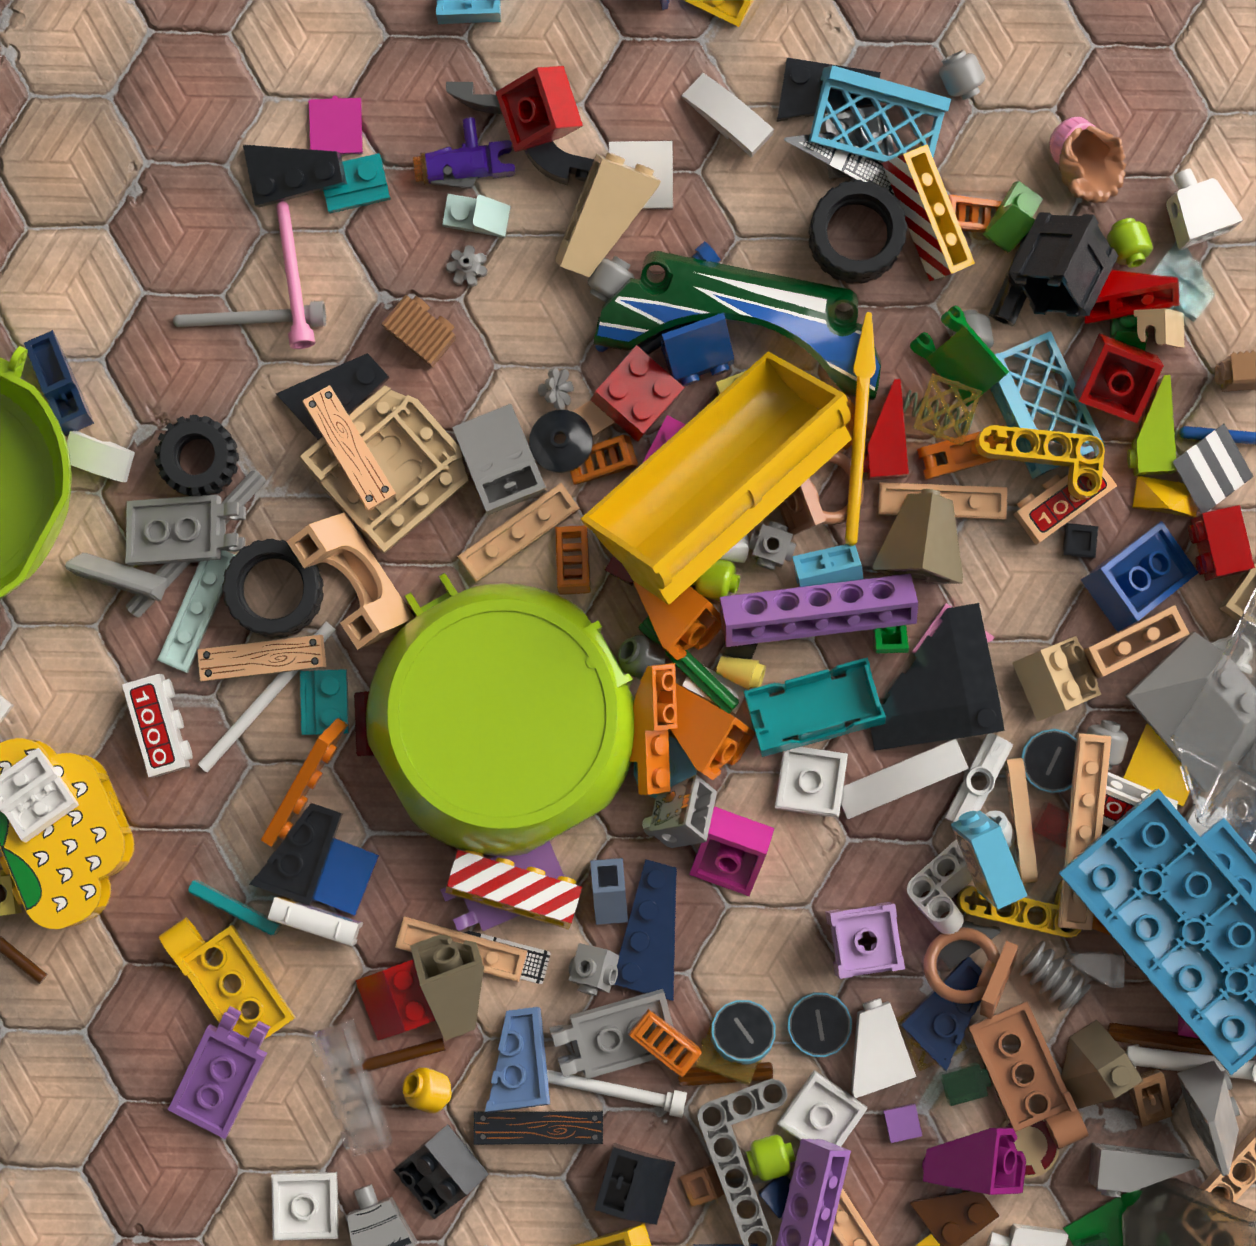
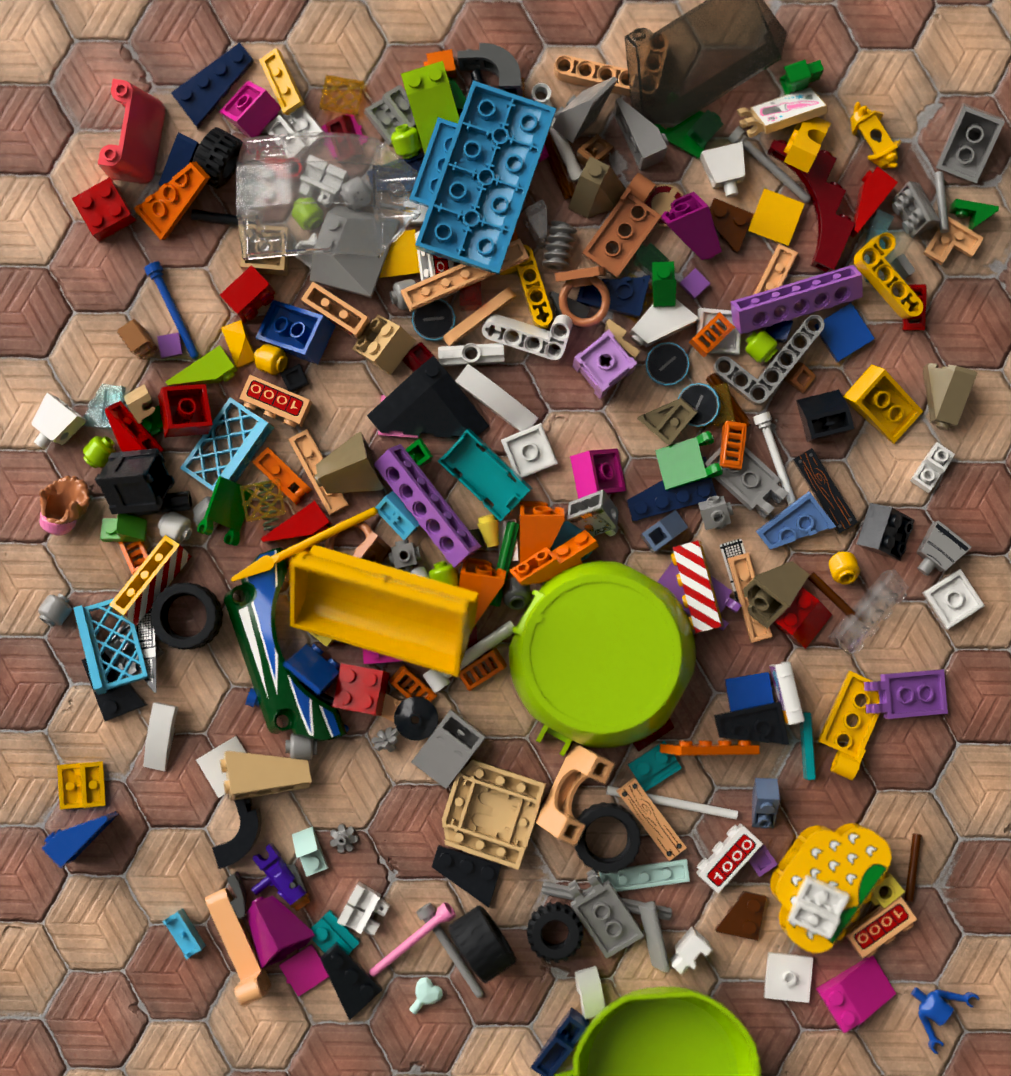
camera: 120 degrees left, 0 degrees up
(73, 701) = (744, 916): none -> reddish brown wing
(77, 606) = (688, 949): none -> white hips
(127, 765) = (762, 861): none -> medium lavender tile
(196, 811) = (765, 802): none -> sand blue slope
(217, 255) = (426, 994): none -> light aqua rock
(236, 357) = (482, 944): none -> black tyre
(349, 448) = (496, 843): light nougat tile -> none
(370, 237) = (360, 907): none -> white hips
(405, 63) = (240, 947): none -> light nougat beam
(405, 118) = (275, 930): none -> magenta slope
(419, 330) = (399, 843): medium nougat brick -> none
(518, 532) = (485, 711): light nougat tile -> none
(539, 107) = (222, 852): red slope -> none
(589, 495) = (438, 680): none -> white piece
(680, 967) = (684, 462): none -> flag
(746, 982) = (669, 420): none -> dark tan wing
(818, 1077) = (700, 346): none -> orange slope
(890, 980) = (619, 334): none -> tan slope
(923, 1079) = (663, 284): none -> green slope
(978, 282) = (175, 526): none -> white head
(988, 859) = (515, 318): medium azure brick -> none
(1016, 712) = (417, 356): none -> dark red slope
(1040, 454) = (256, 430): yellow beam -> none
(1122, 524) = (270, 359): none -> yellow head
(1213, 469) = (206, 325): sticker -> none
(1214, 408) = (170, 345): none -> medium lavender tile

